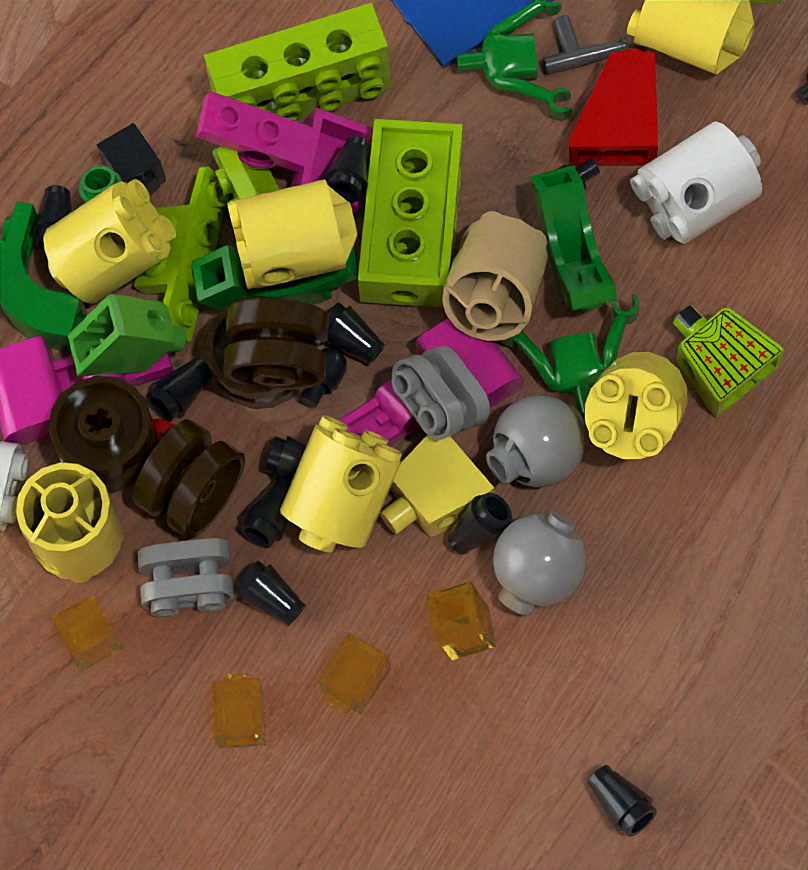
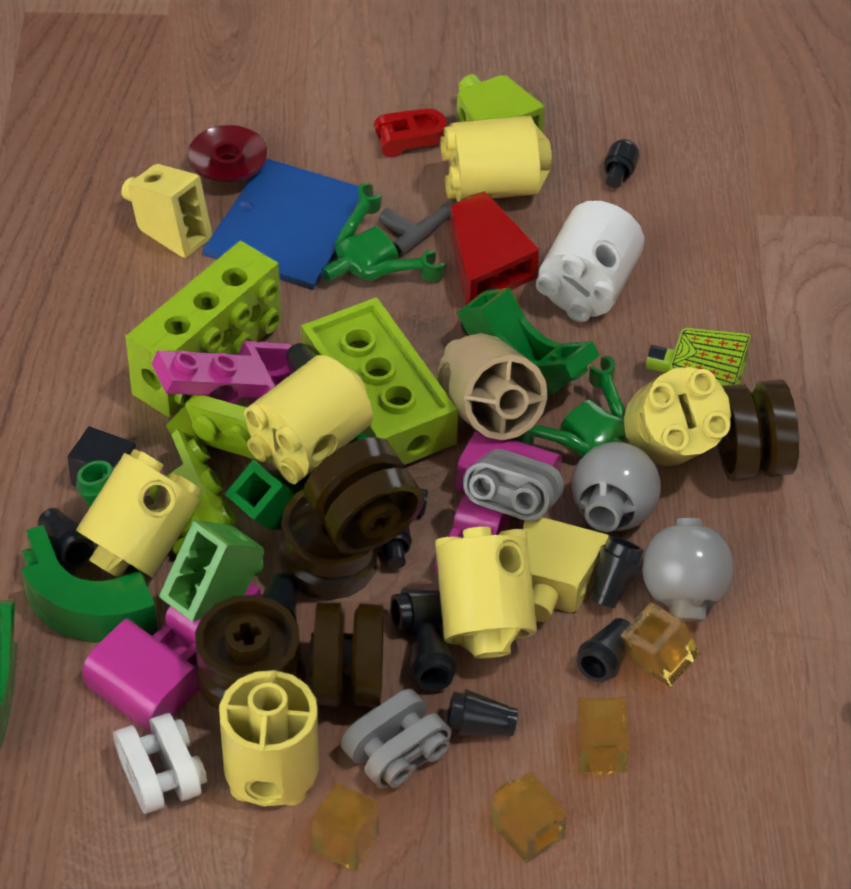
camera: 40 degrees left, 20 degrees down
(410, 593) = (604, 652): none -> black cone
(701, 453) = (760, 431): none -> dark brown wheel

